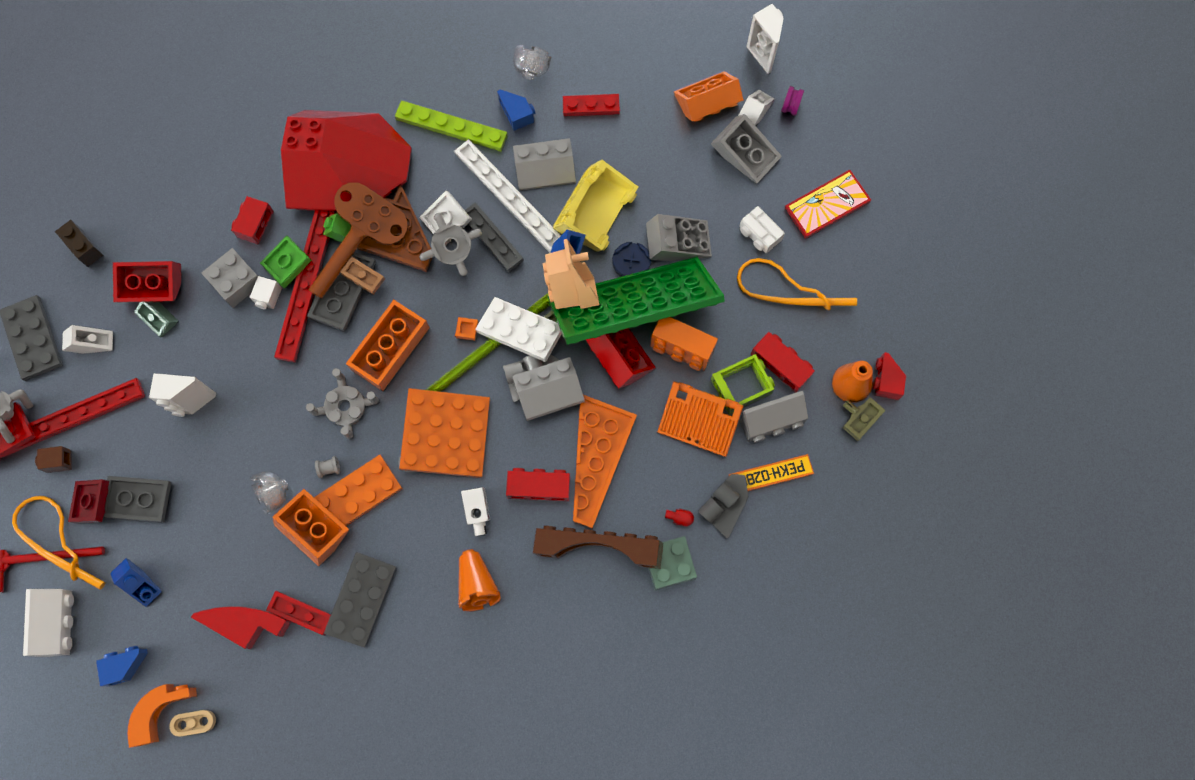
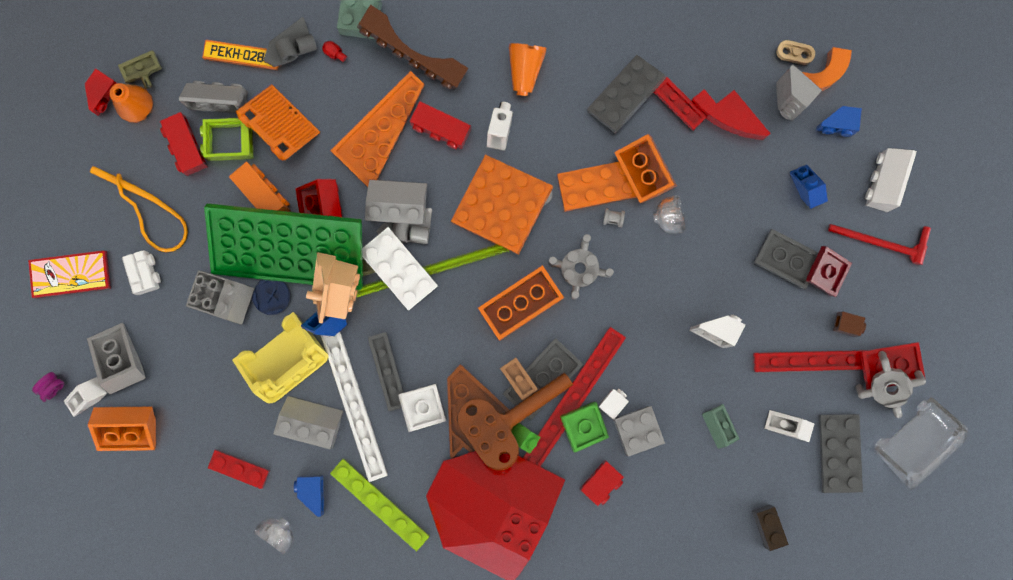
camera: 160 degrees left, 10 degrees up
(73, 567) = (858, 218): light orange piece -> none
(146, 281) = (718, 458): red slope -> none
(173, 665) = (795, 93): none -> light grey slope
(439, 249) = (426, 381): light grey plate -> none
(466, 328) = (445, 292): orange plate -> none
(765, 36) = (38, 455): white slope -> none

